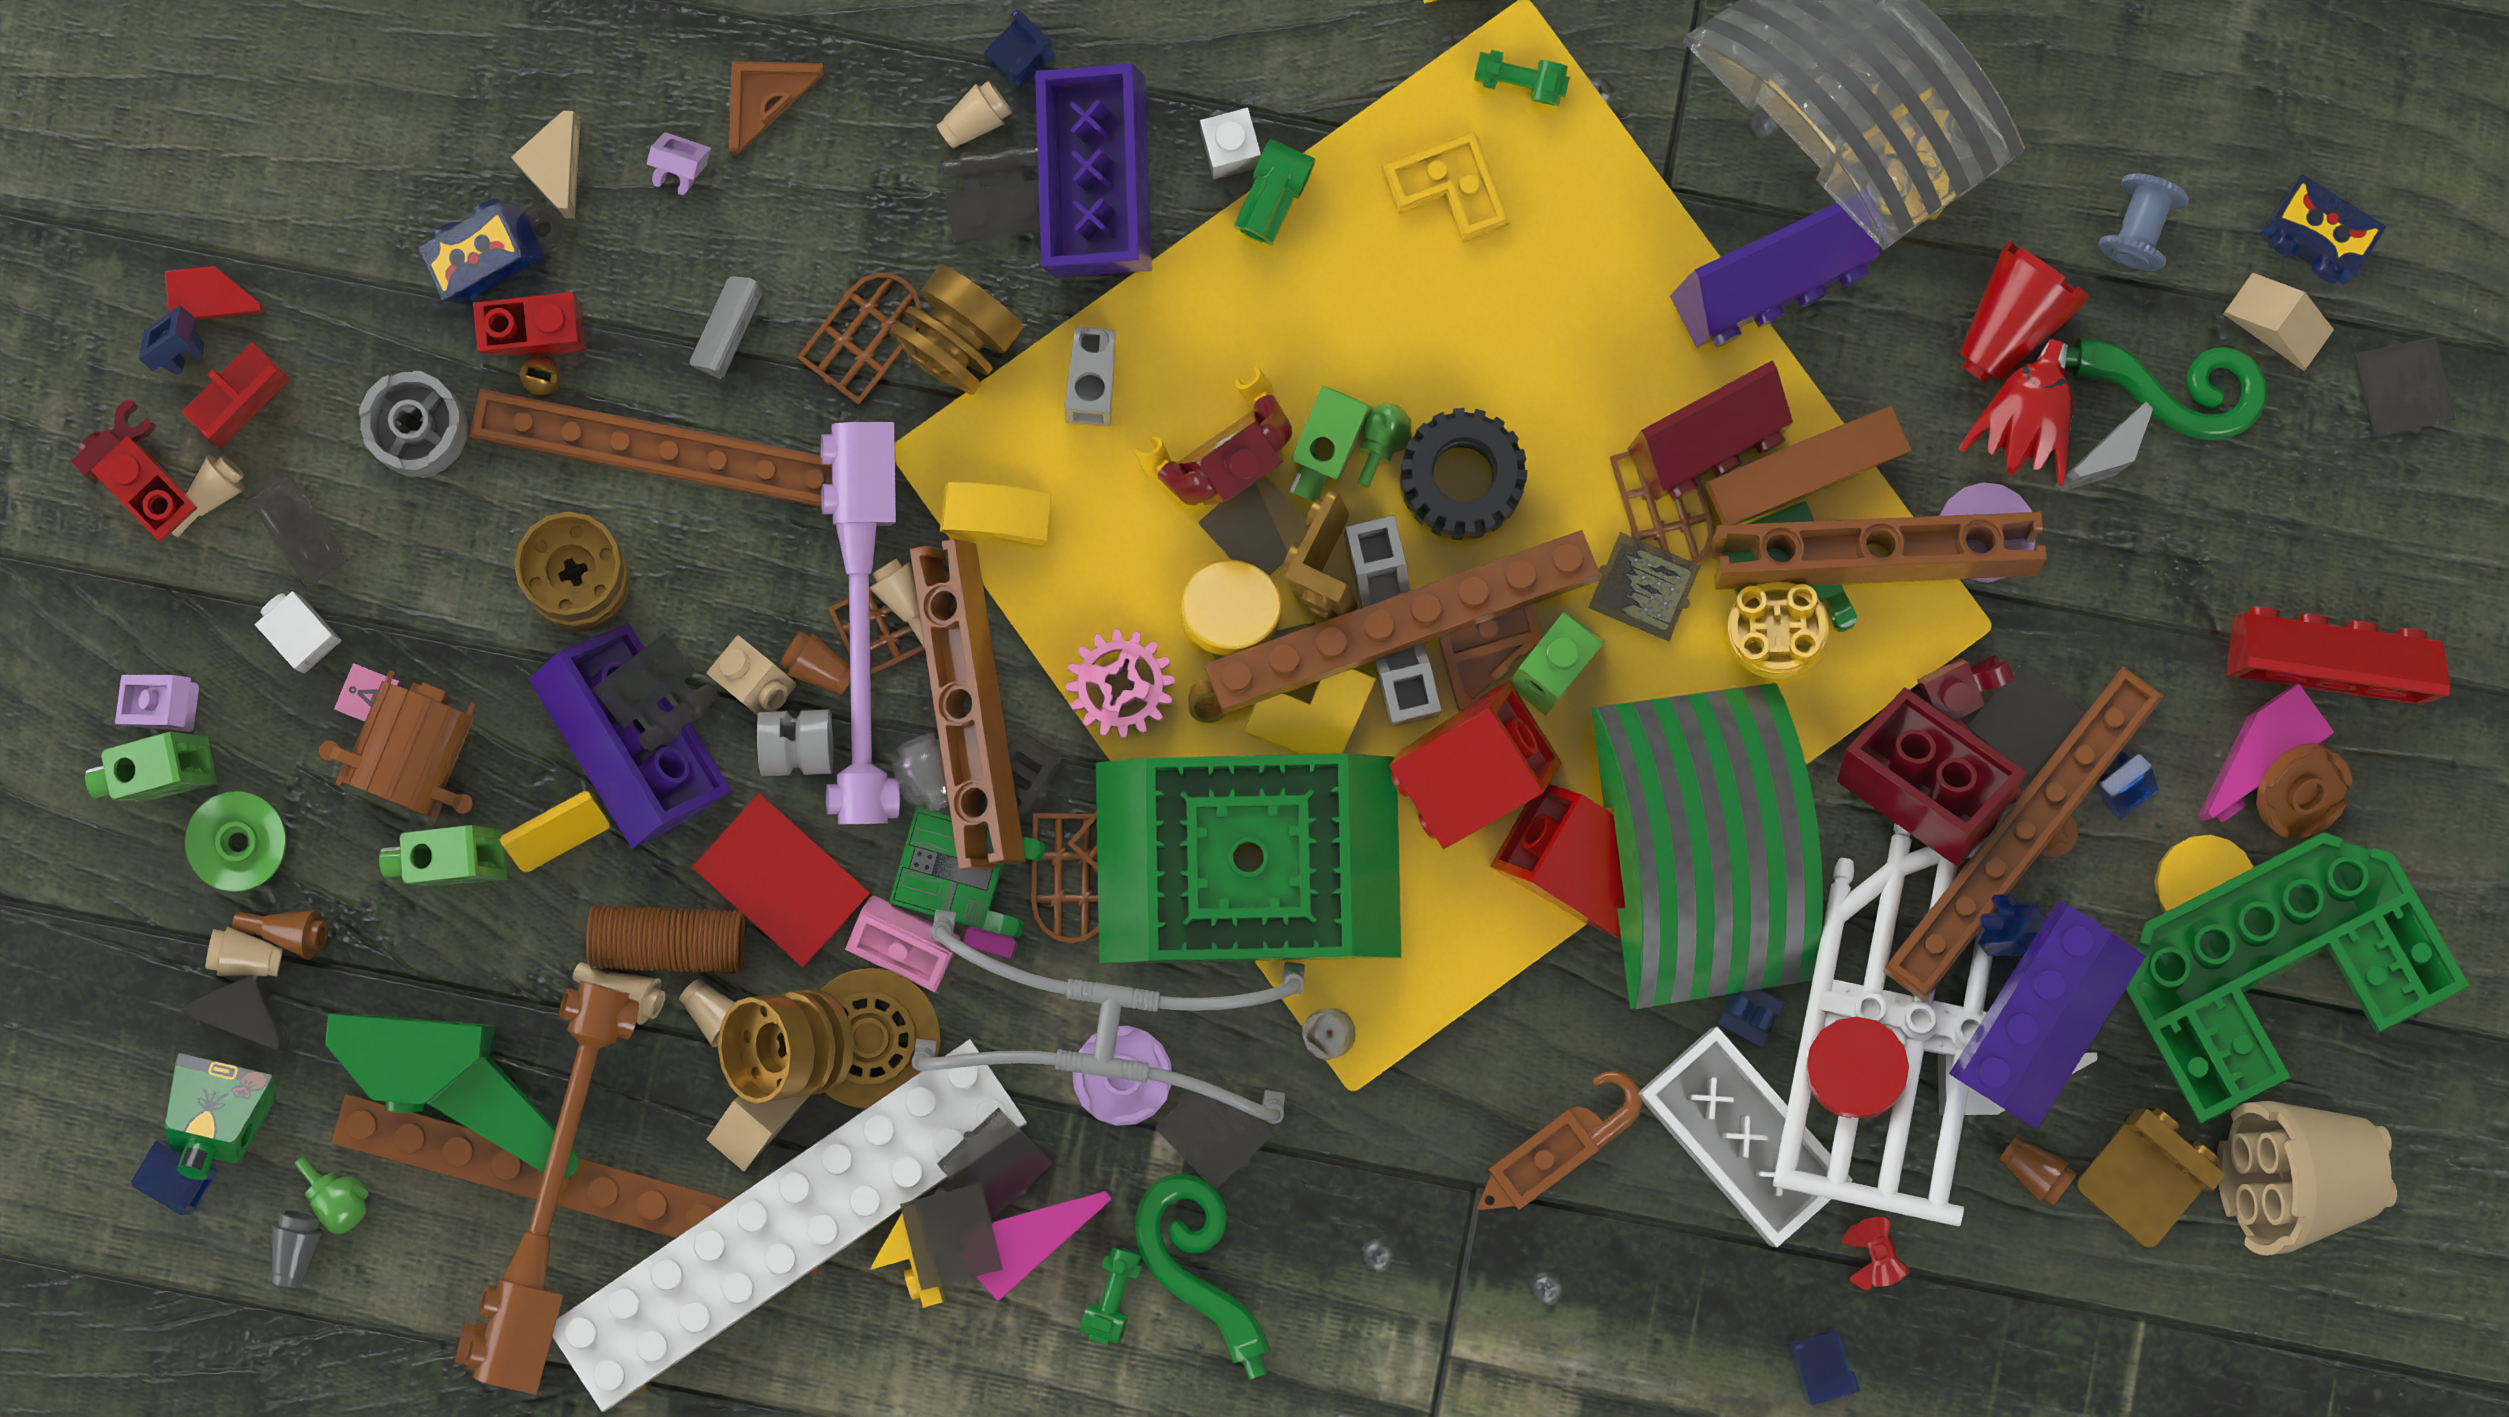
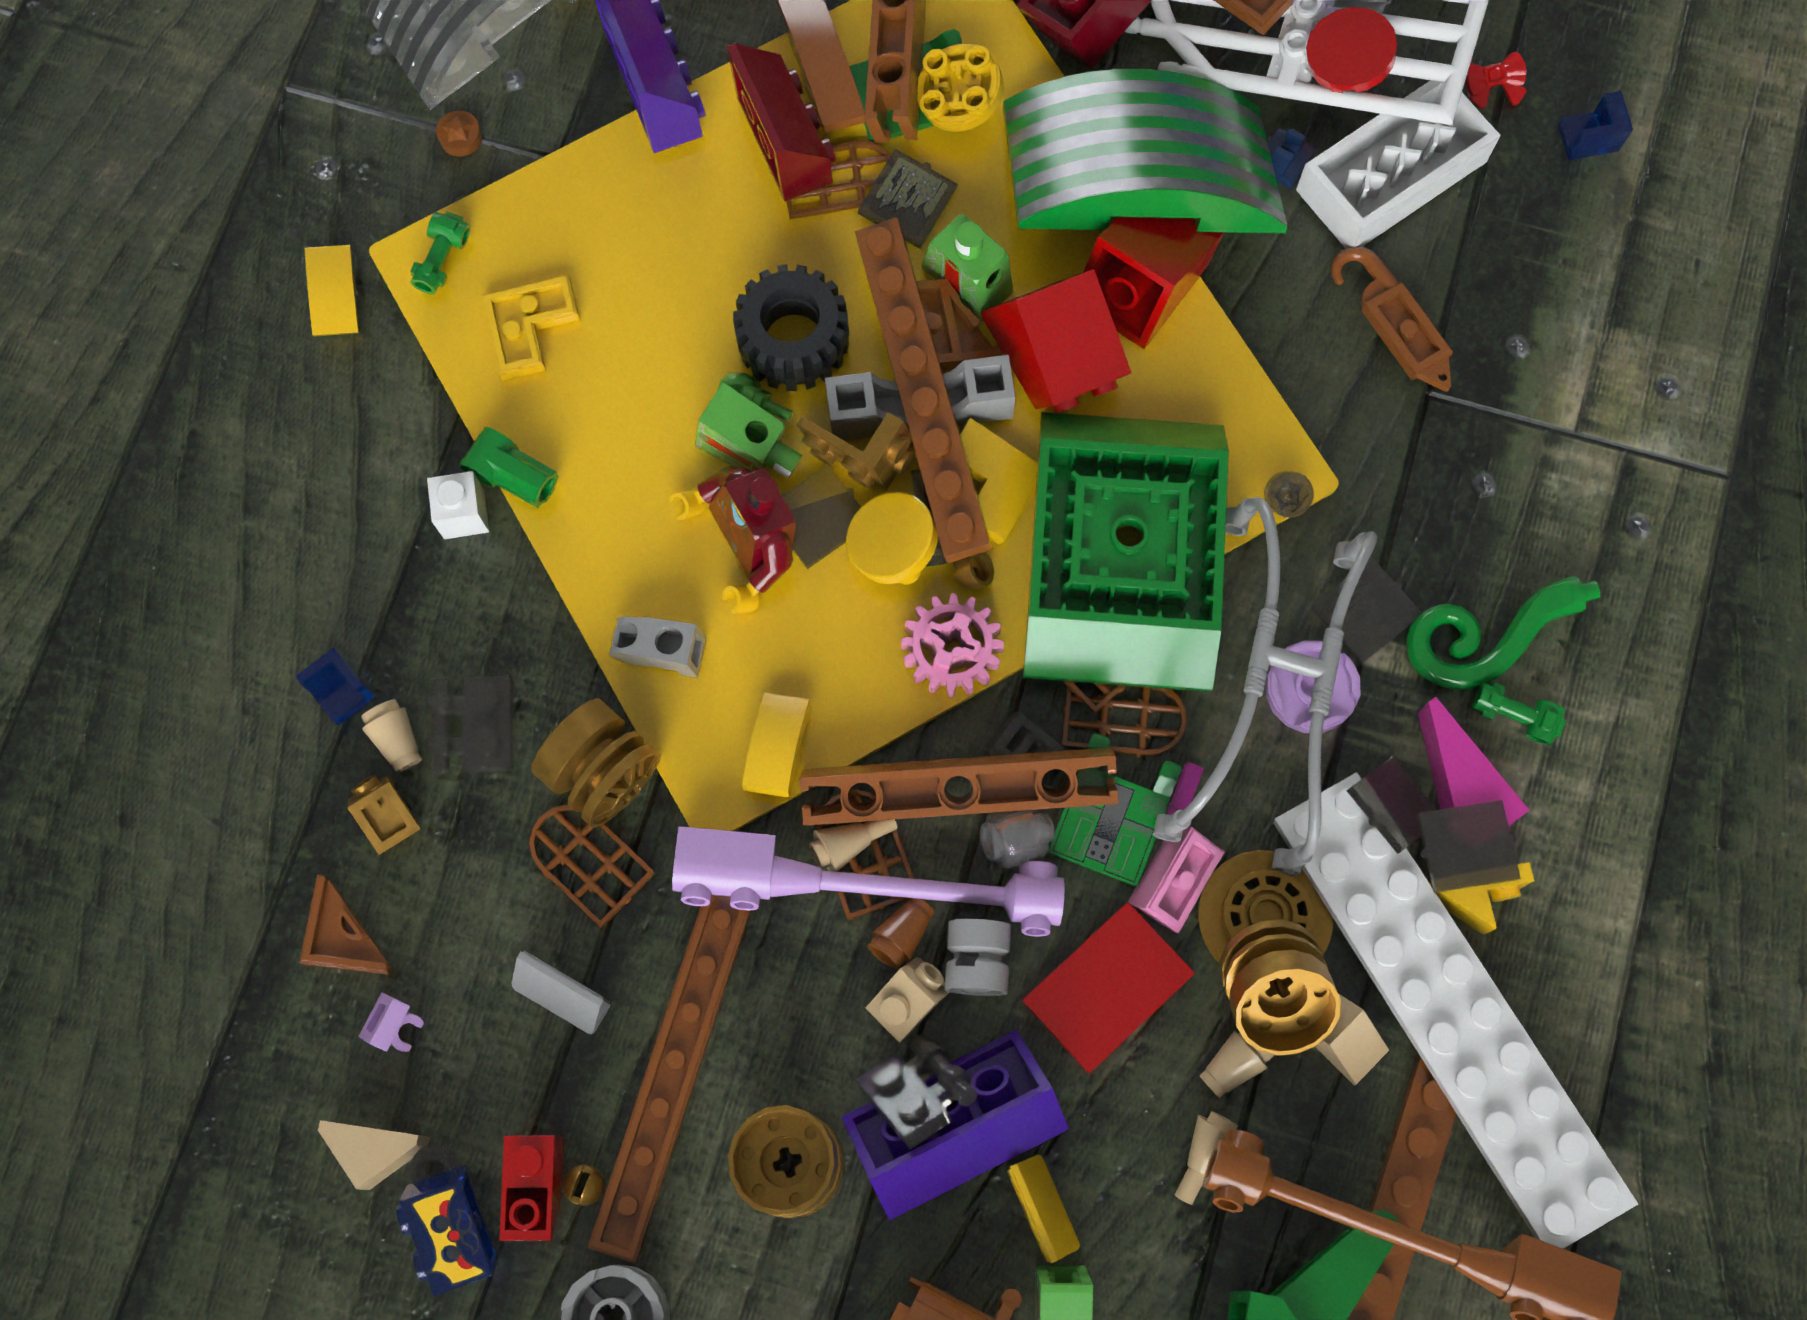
camera: 80 degrees left, 10 degrees down
(665, 939) = (1161, 1122): dark orange piece -> none
(892, 117) = (381, 813): none -> pearl gold bracket
(1093, 170) = (462, 623): dark purple brick -> none
(1681, 74) = (459, 133): none -> dark orange tile

